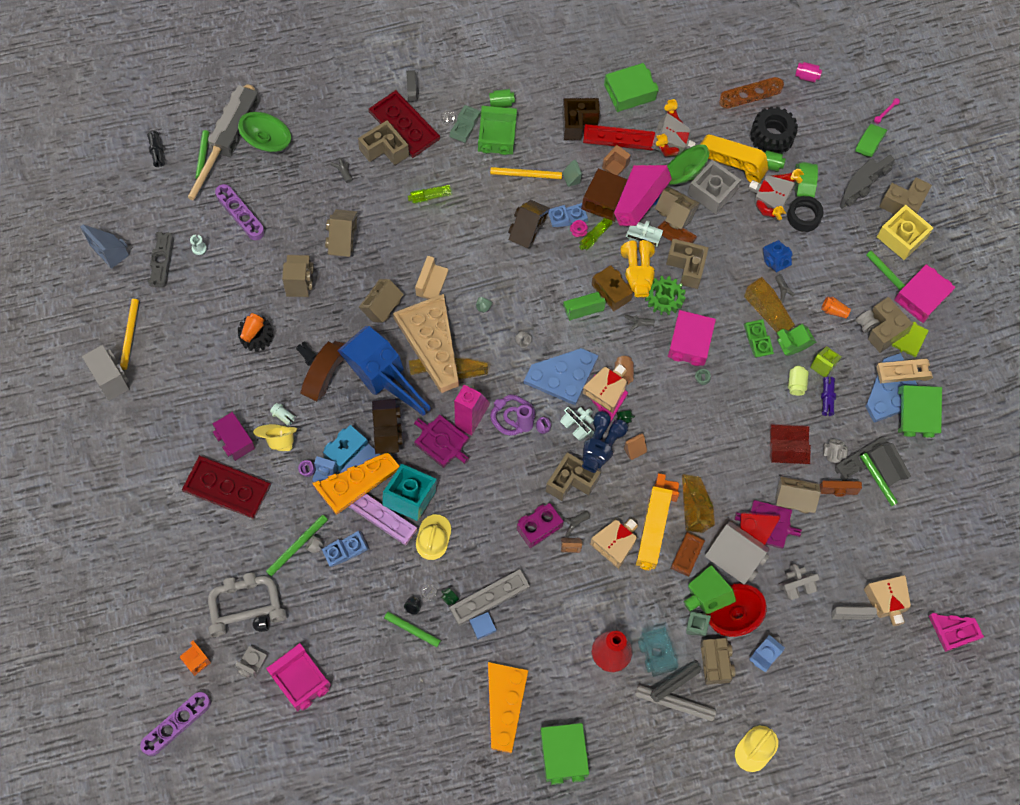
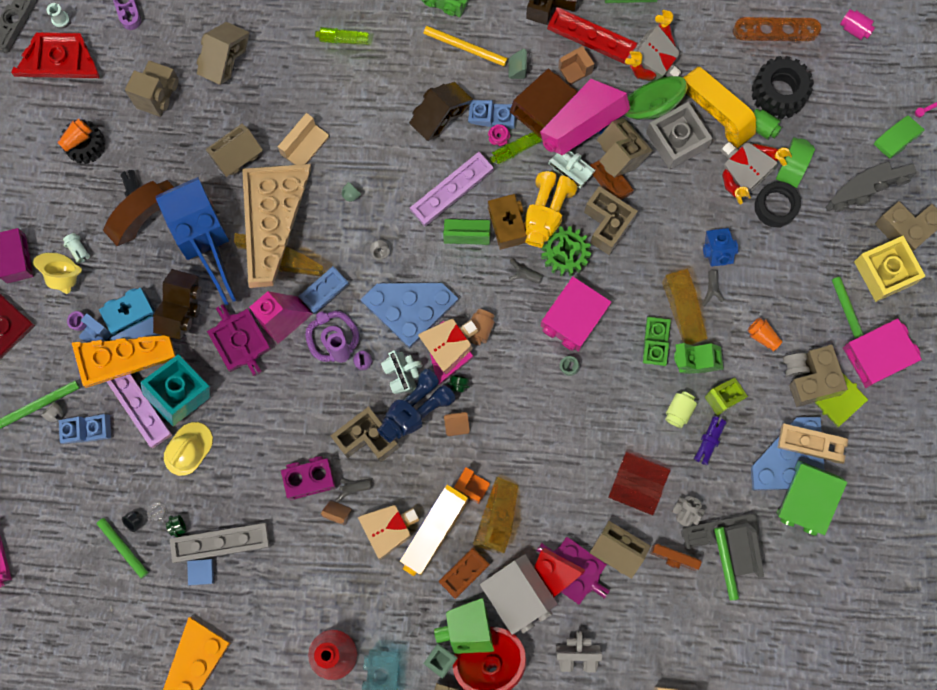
camera: 25 degrees right, 10 degrees up
(208, 276) = (56, 57): none -> red wing
(493, 381) = (323, 290): none -> medium blue plate
(559, 278) = (451, 189): none -> lavender plate

